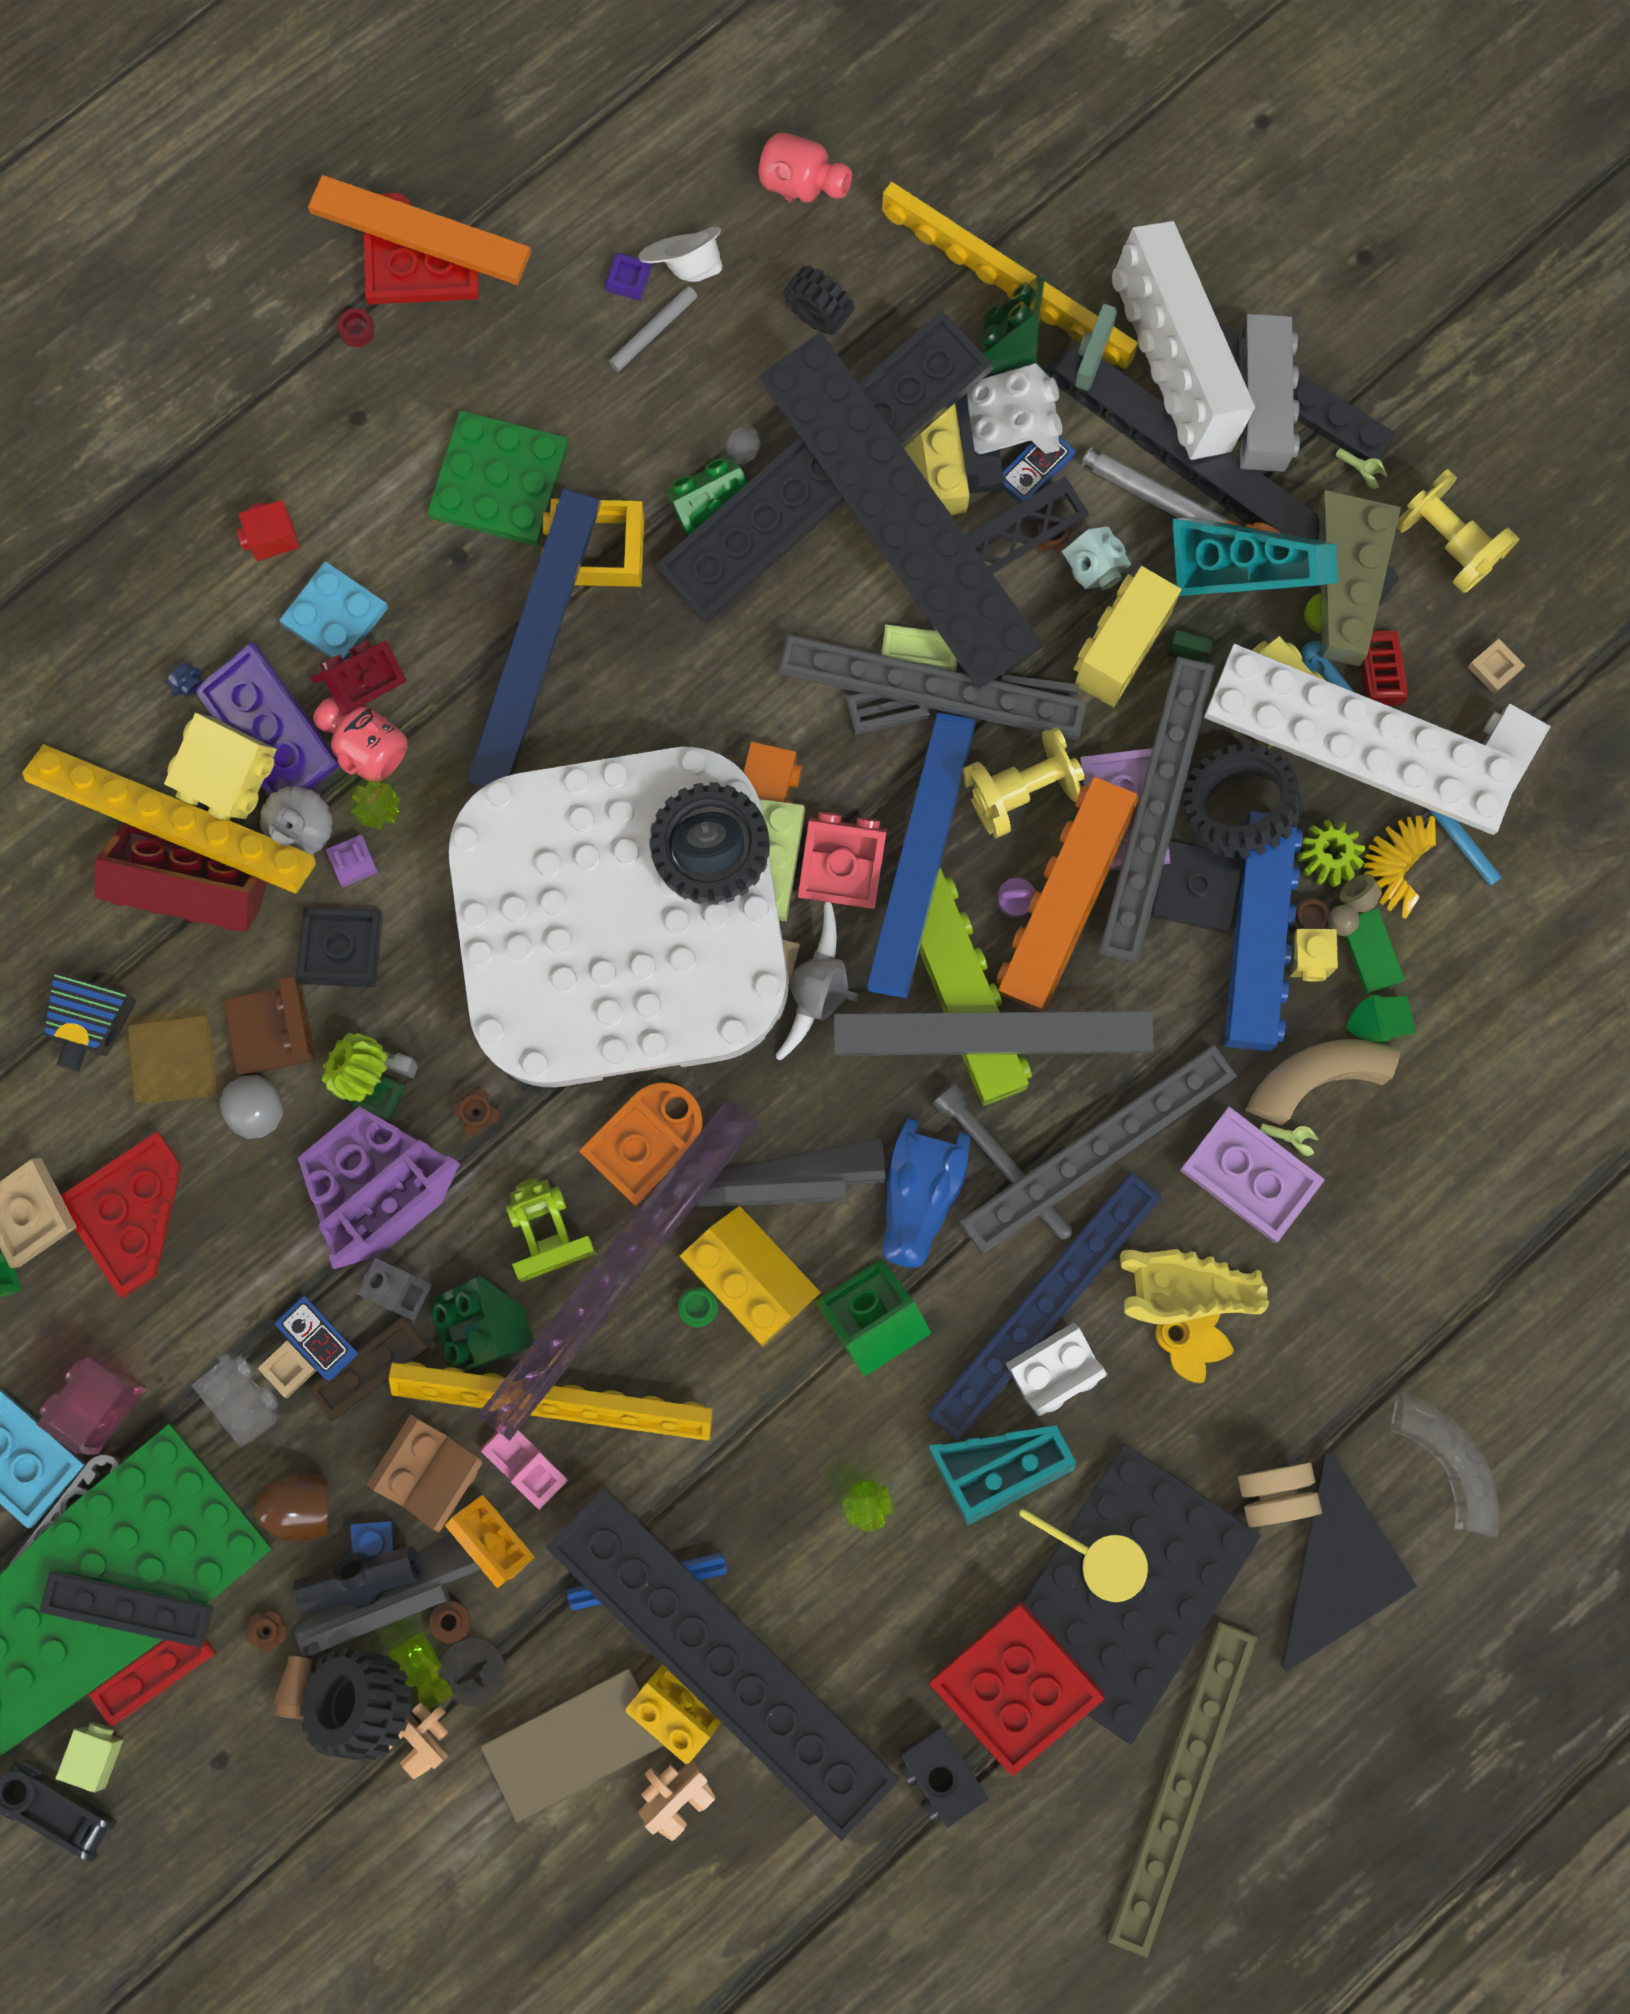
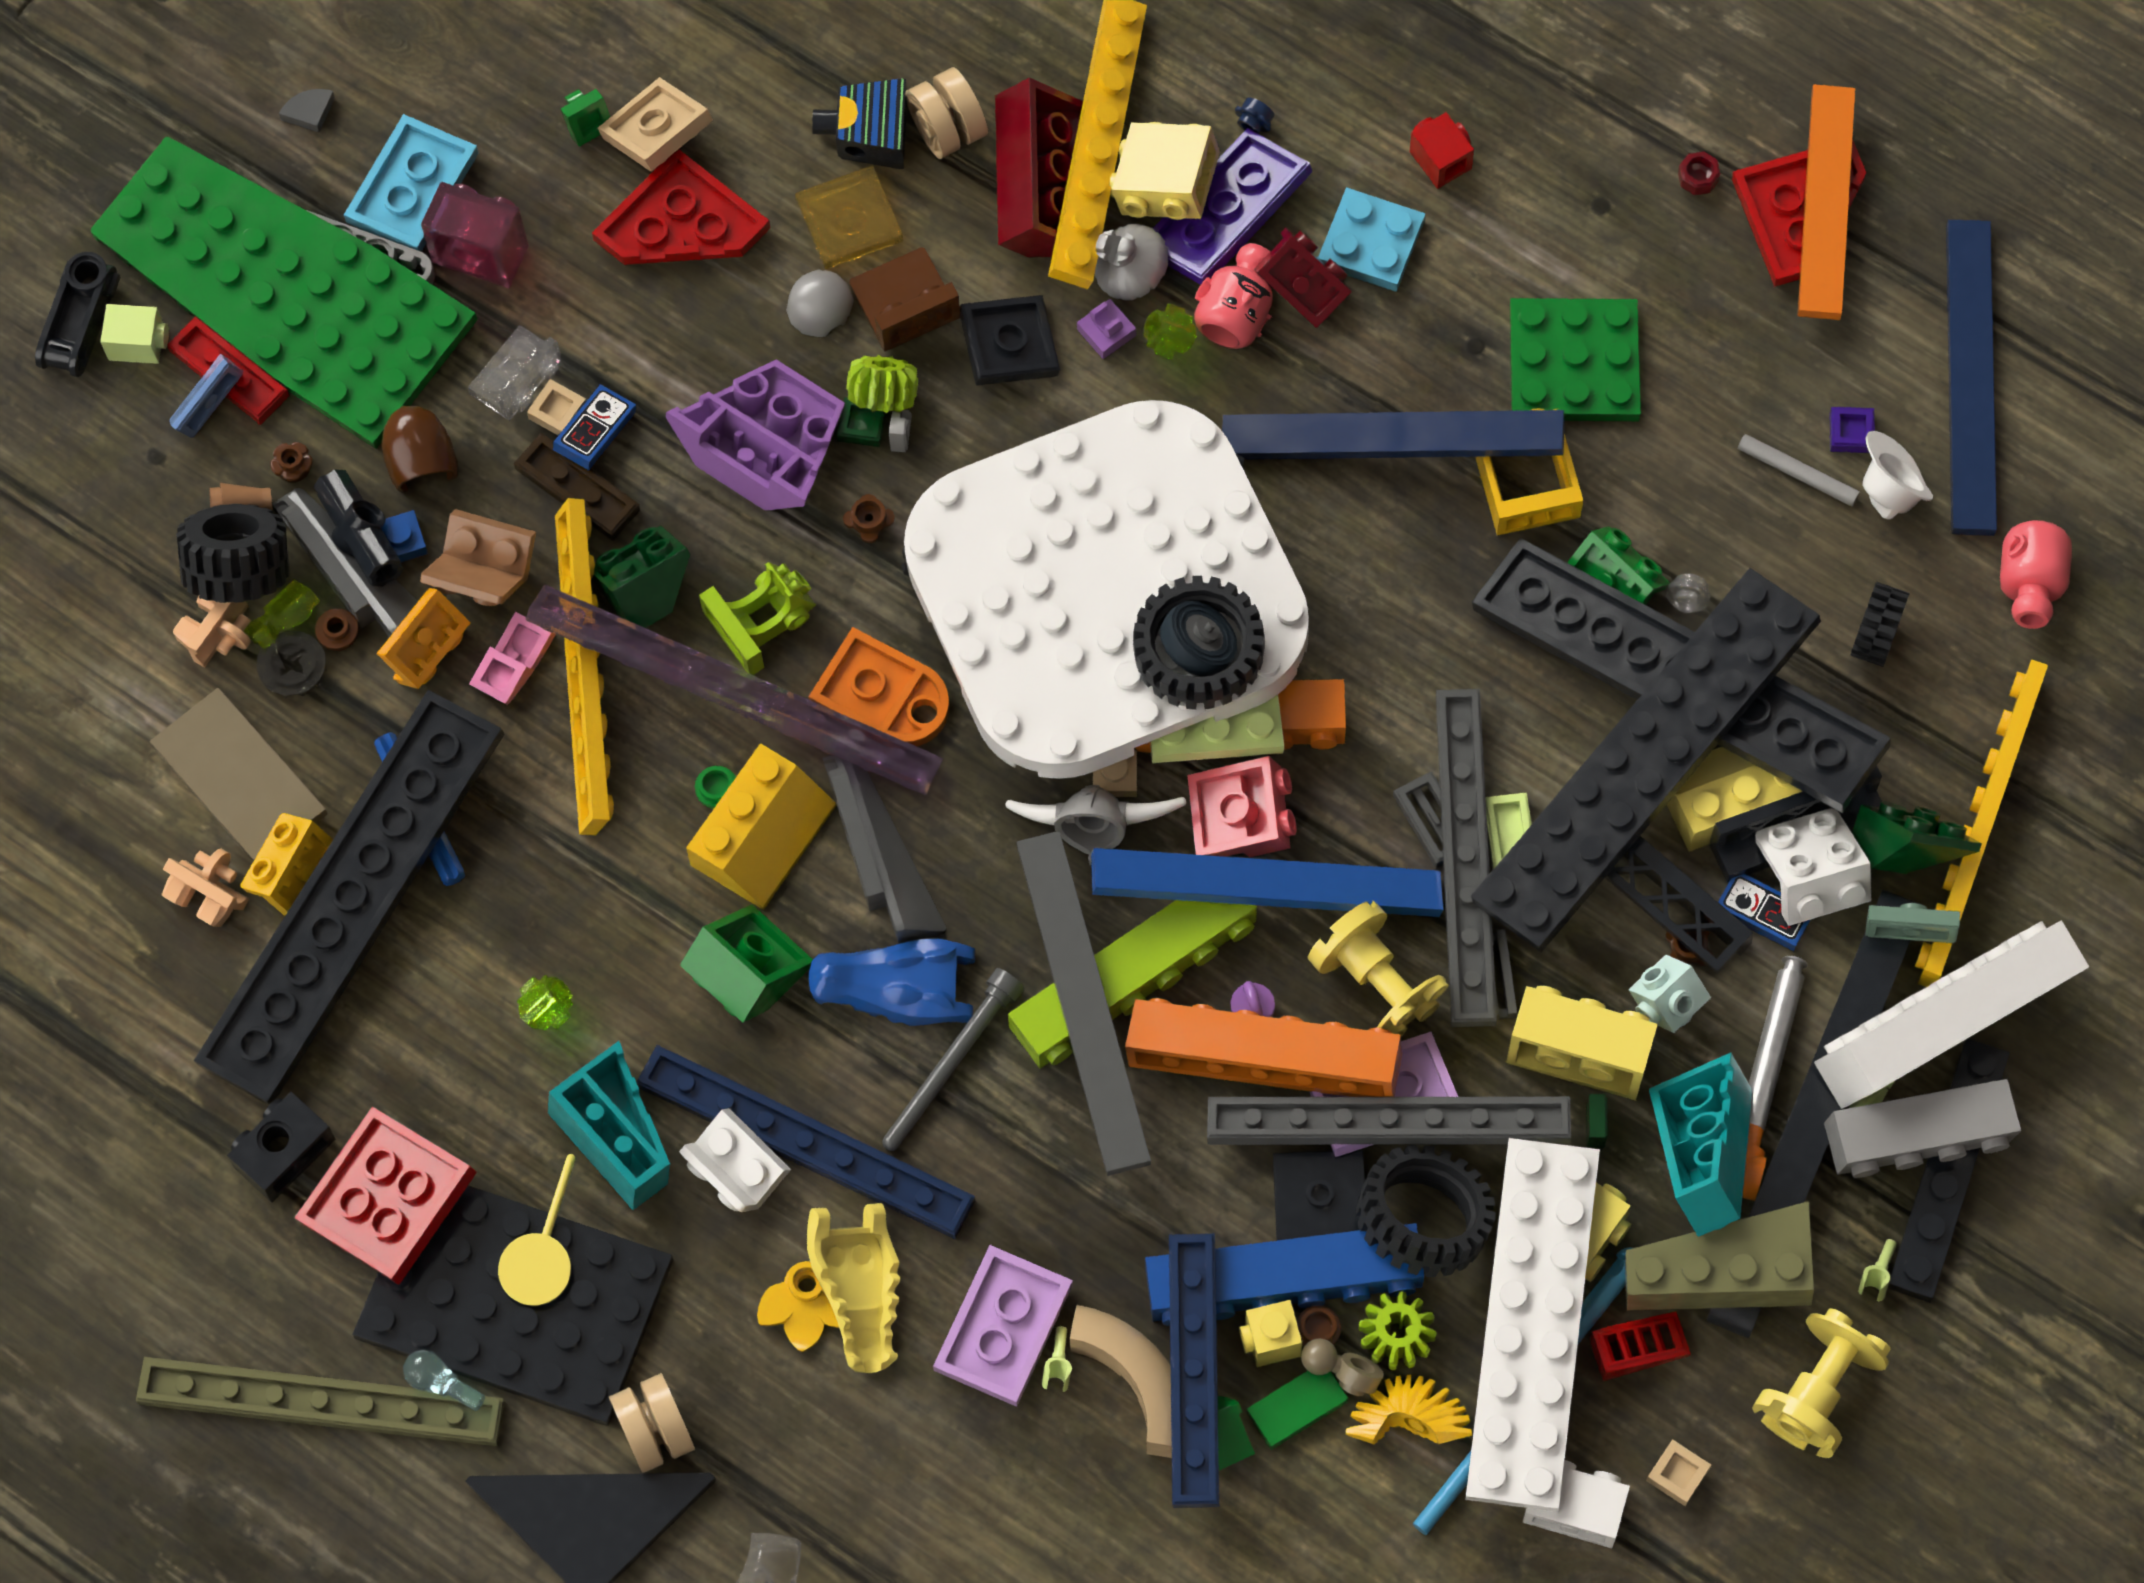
camera: 80 degrees right, 10 degrees down
(101, 944) = (946, 112): none -> tan wheel
(126, 1608) = (283, 323): black tile -> none
(176, 1701) = (206, 396): none -> medium blue slope
(394, 1289) = (660, 483): flat silver brick -> none
(607, 170) = (1971, 378): none -> dark blue tile
(1097, 1149) = (991, 1154): dark grey tile -> none
(1186, 1682) = (429, 1373): none -> clear light blue piece
(1340, 1023) = (1194, 1371): none -> dark blue tile

